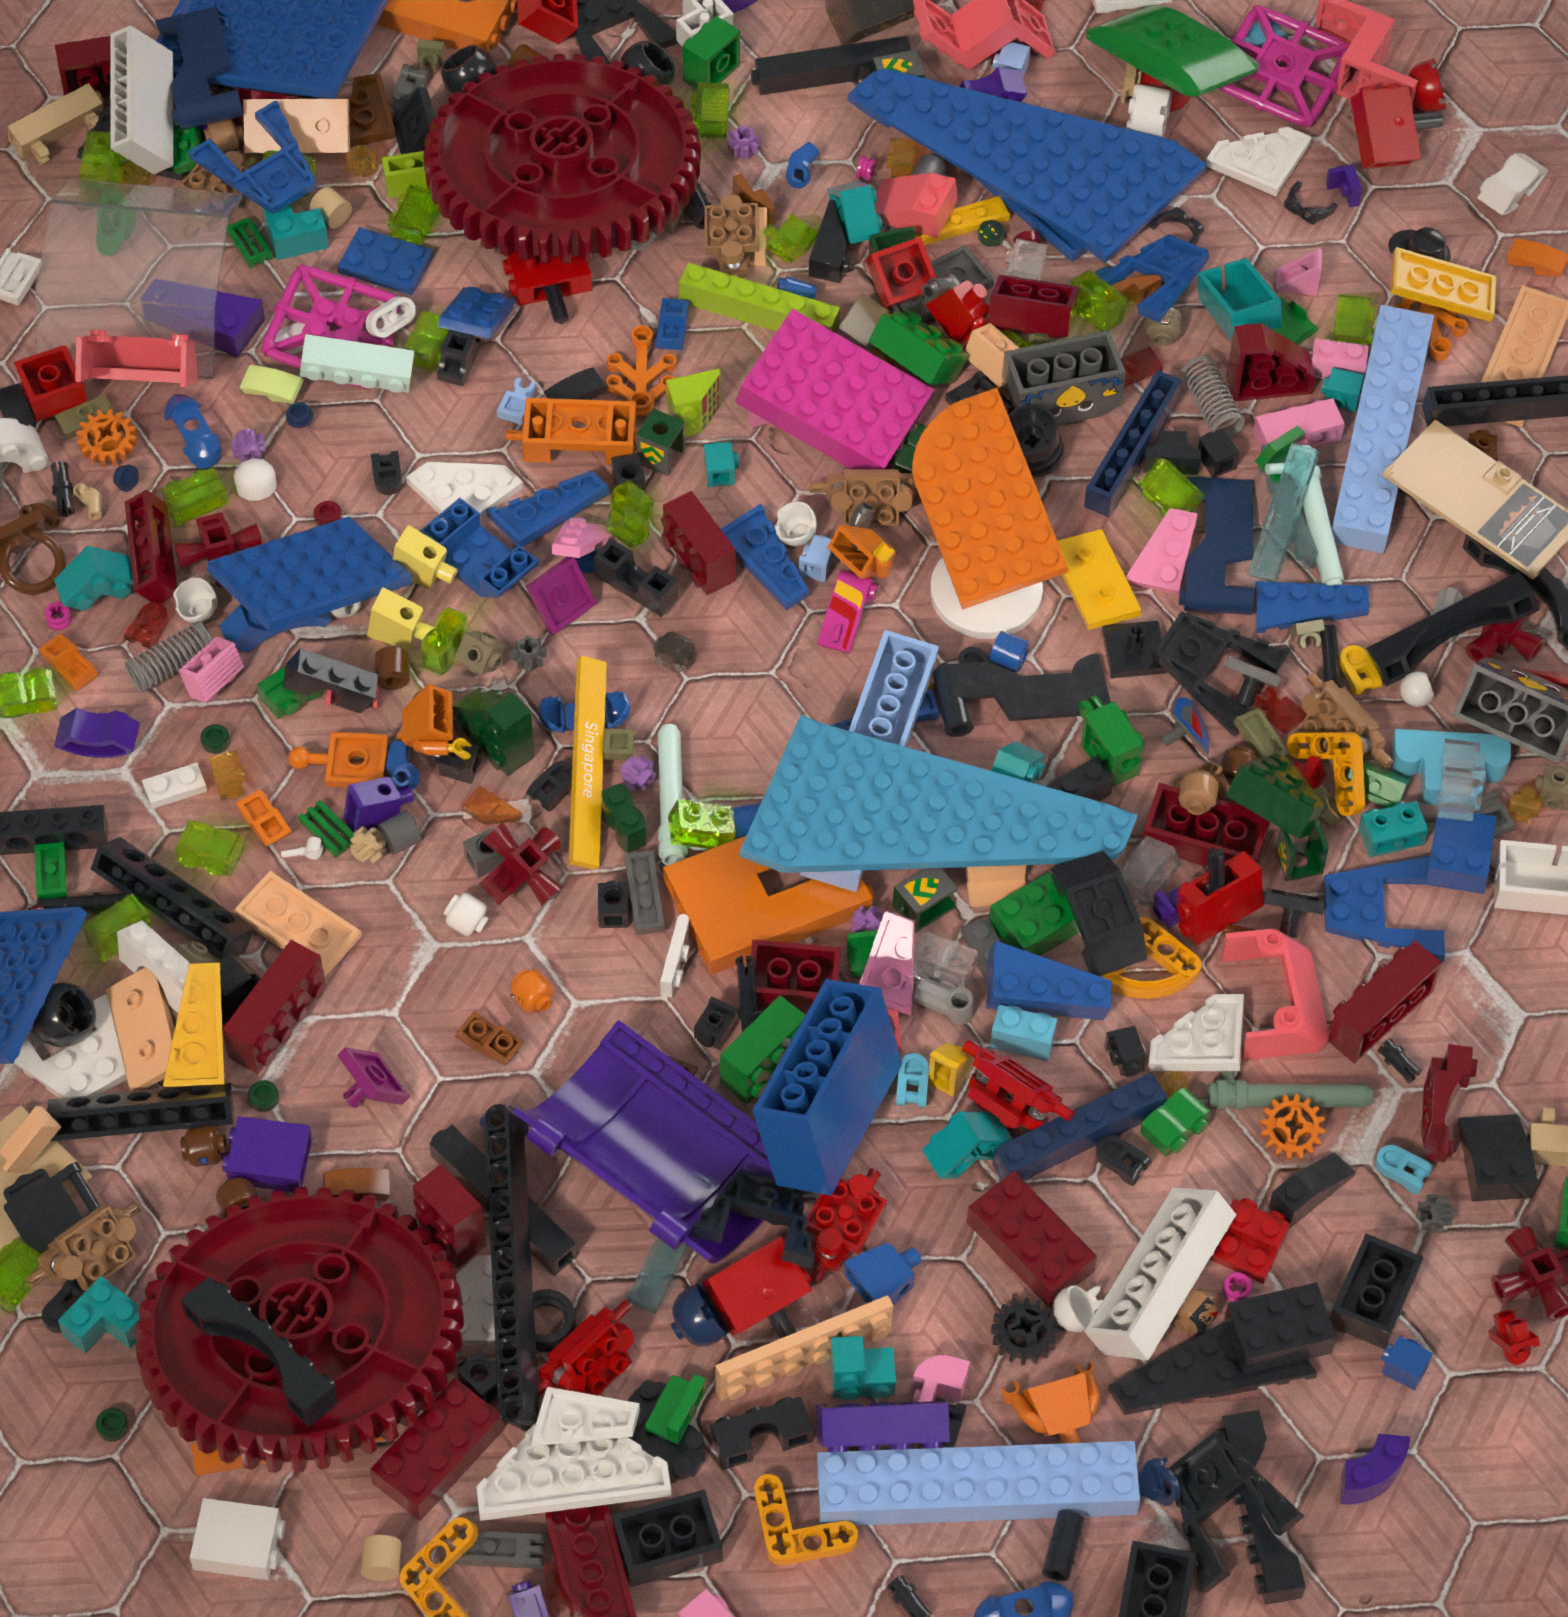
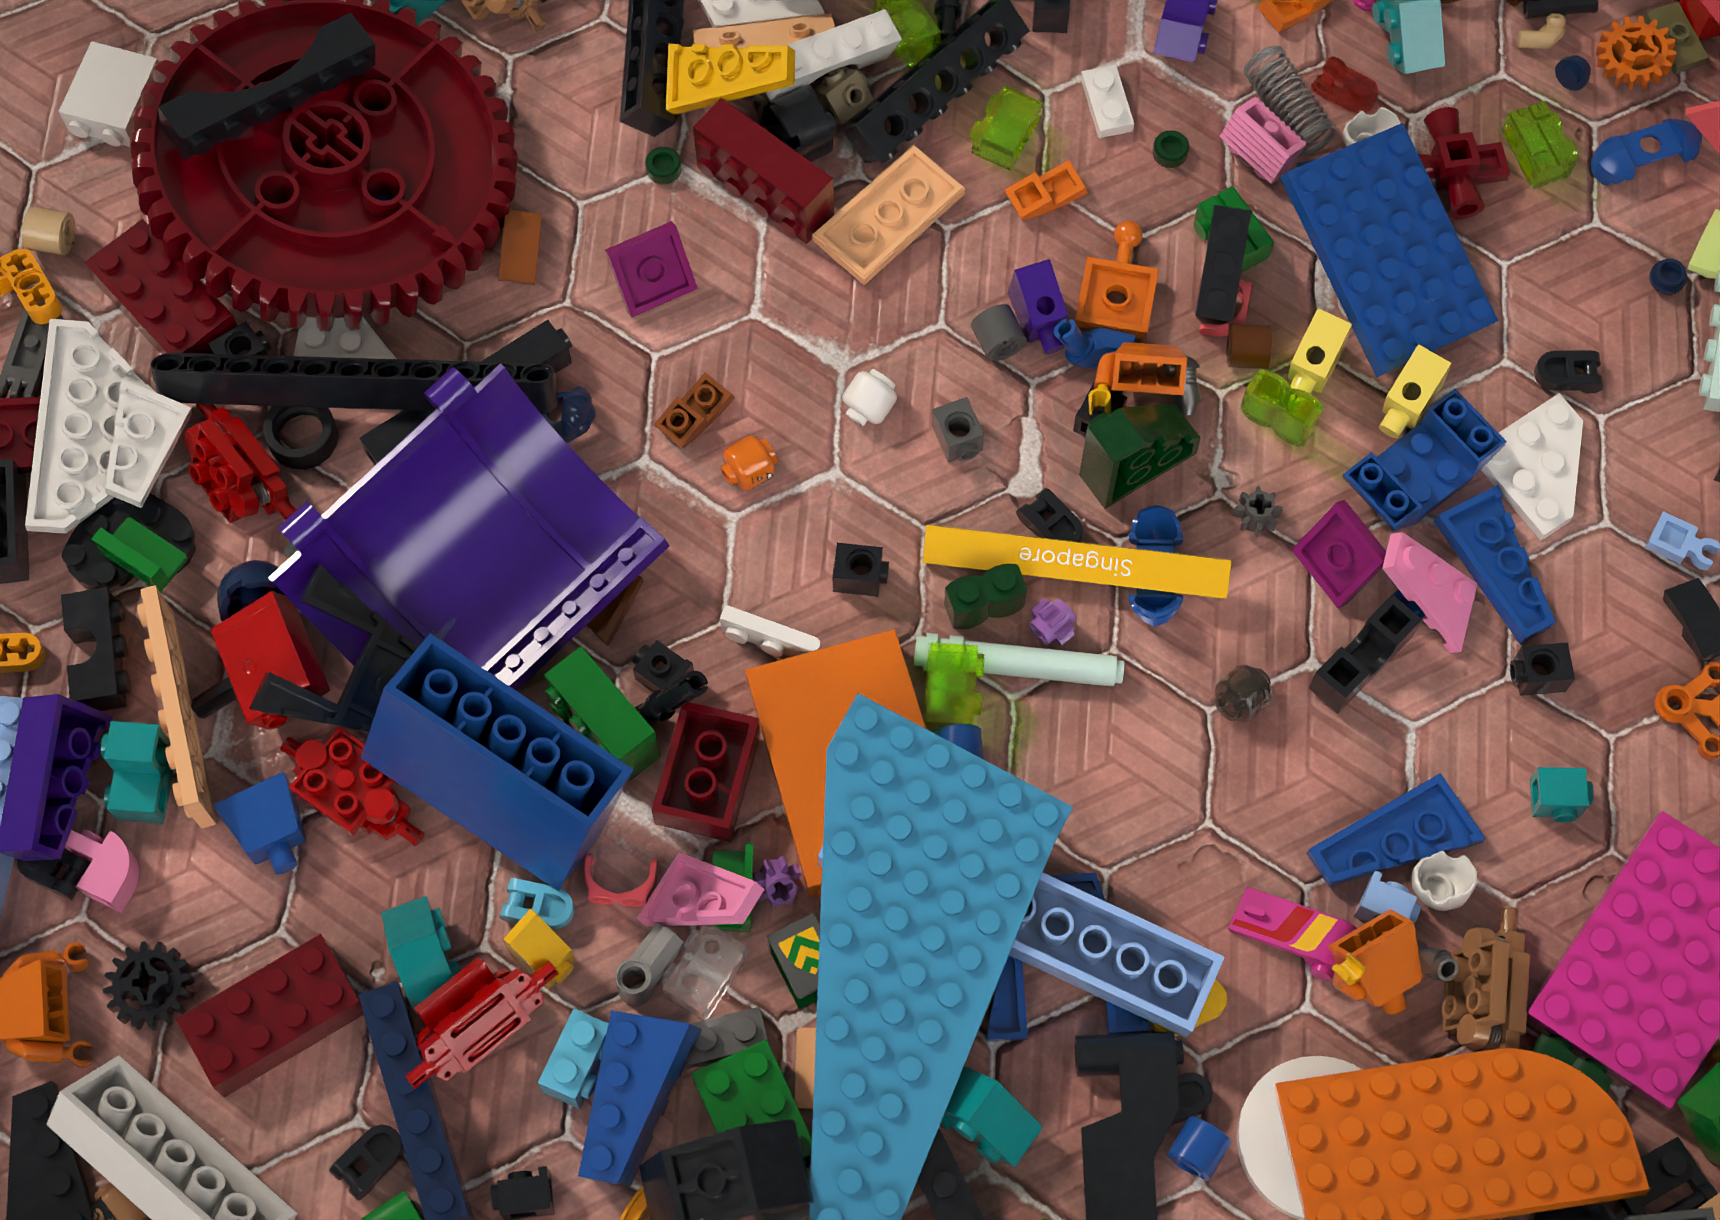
camera: 100 degrees right, 10 degrees up
(151, 547) = (1456, 85): dark red brick -> none
(203, 1146) = (600, 92): reddish brown head -> none
(228, 775) = (1108, 152): clear yellow brick -> none
(236, 1192) = (529, 123): reddish brown head -> none
(248, 445) = (1615, 209): medium lavender gear -> none
(255, 479) = (1566, 218): white hair -> none
(268, 1153) = (577, 159): dark purple brick -> none
(312, 850) = (995, 240): white hand -> none
(313, 813) = (1039, 235): green tile -> none
(327, 512) = (1506, 298): dark red tile -> none
(368, 844) = (980, 288): tan gear -> none
(449, 1215) = (433, 317): dark red brick -> none
(480, 652) = (1262, 449): dark tan brick -> none
(489, 808) = (1030, 445): clear orange tile -> none
(521, 864) = (922, 460): dark red brick -> none
(549, 427) = (1615, 647): orange brick -> none
(618, 744) = (1098, 602): olive tile -> none
(630, 514) = (1473, 659): clear neon green brick -> none
(644, 892) = (873, 610): flat silver plate -> none
(657, 437) = (1581, 706): dark green piece -> none
(694, 399) = (1660, 763): lime slope -> none
(698, 543) = (1413, 738): dark red brick -> none
(1076, 1307) = (161, 1057): white piece -> none

